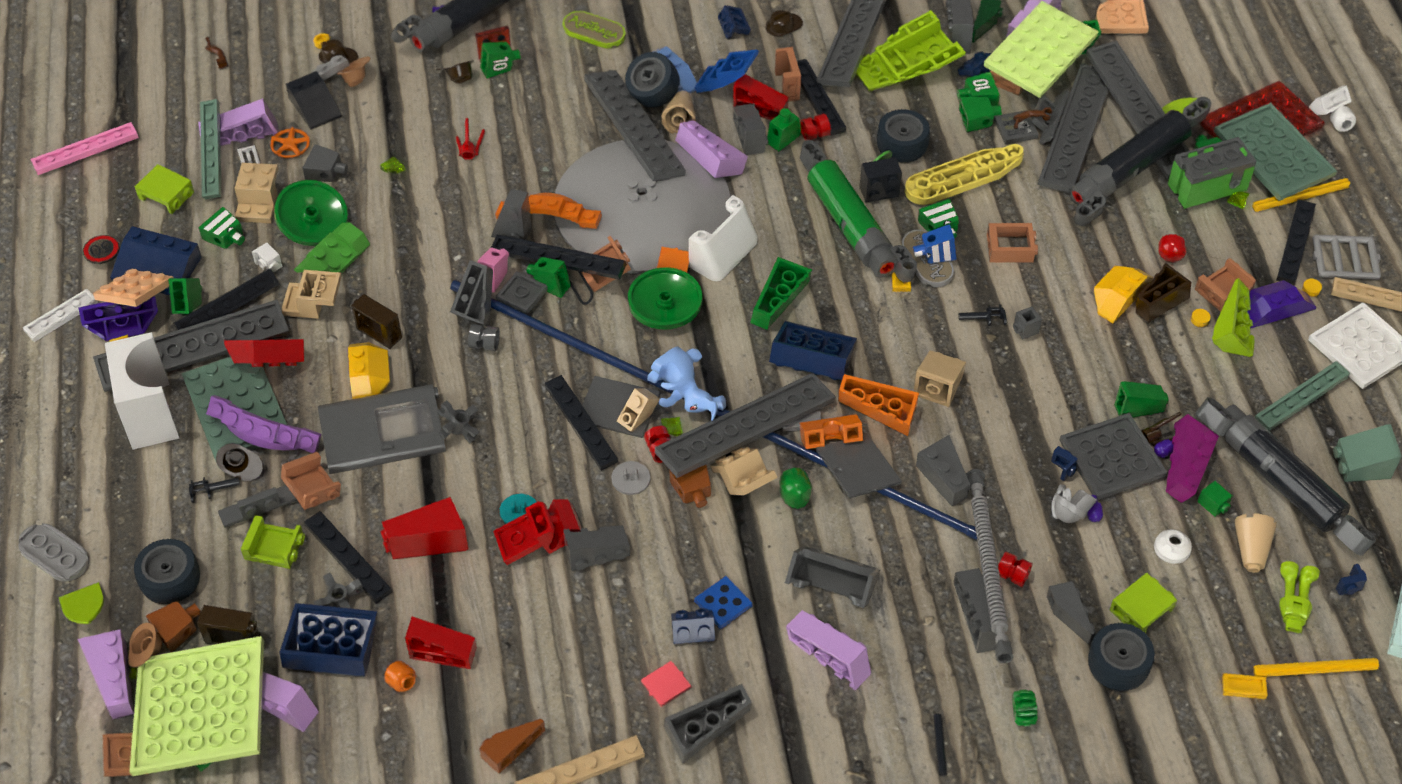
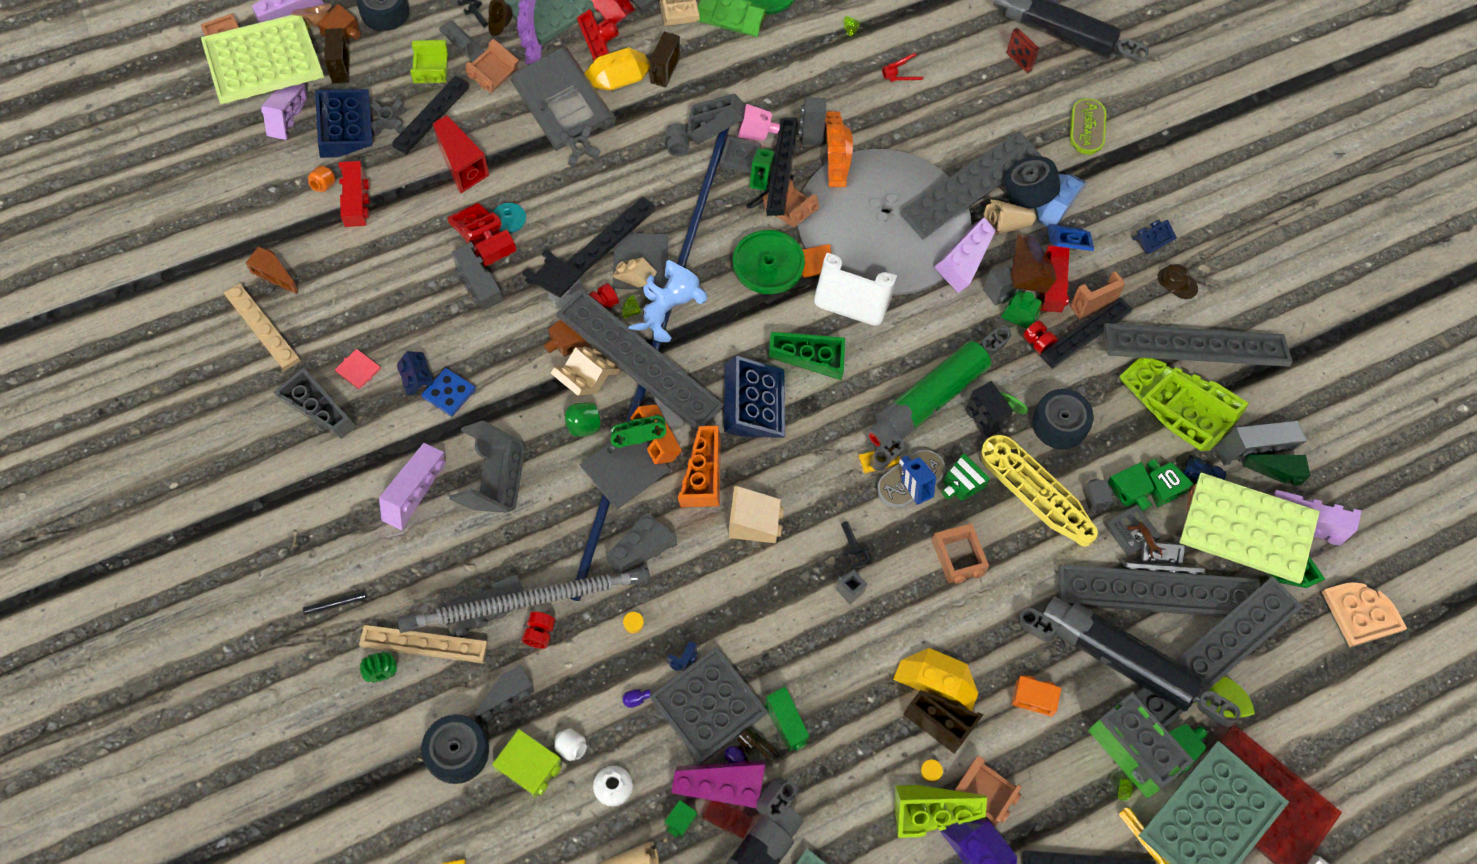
camera: 70 degrees right, 10 degrees up
(311, 377) = (597, 34): none -> red plate
(460, 73) = (979, 37): dark brown piece -> none
(497, 58) = (1007, 59): green torso -> none
(616, 478) = (555, 277): none -> black flag
(753, 103) = (1031, 266): none -> reddish brown wedge
(833, 436) = (638, 431): none -> green piece
(979, 136) = (1098, 494): none -> dark grey brick
(1004, 673) = (423, 644): none -> tan plate
(1019, 496) = (633, 622): none -> yellow tile
(1071, 509) = (627, 671): light grey helmet -> none
(1131, 567) = (570, 744): none -> white head
(1150, 230) = (1036, 695): none -> orange brick
(1172, 248) = (1013, 721): red hair -> none
(1219, 466) = (727, 818): none -> clear red slope

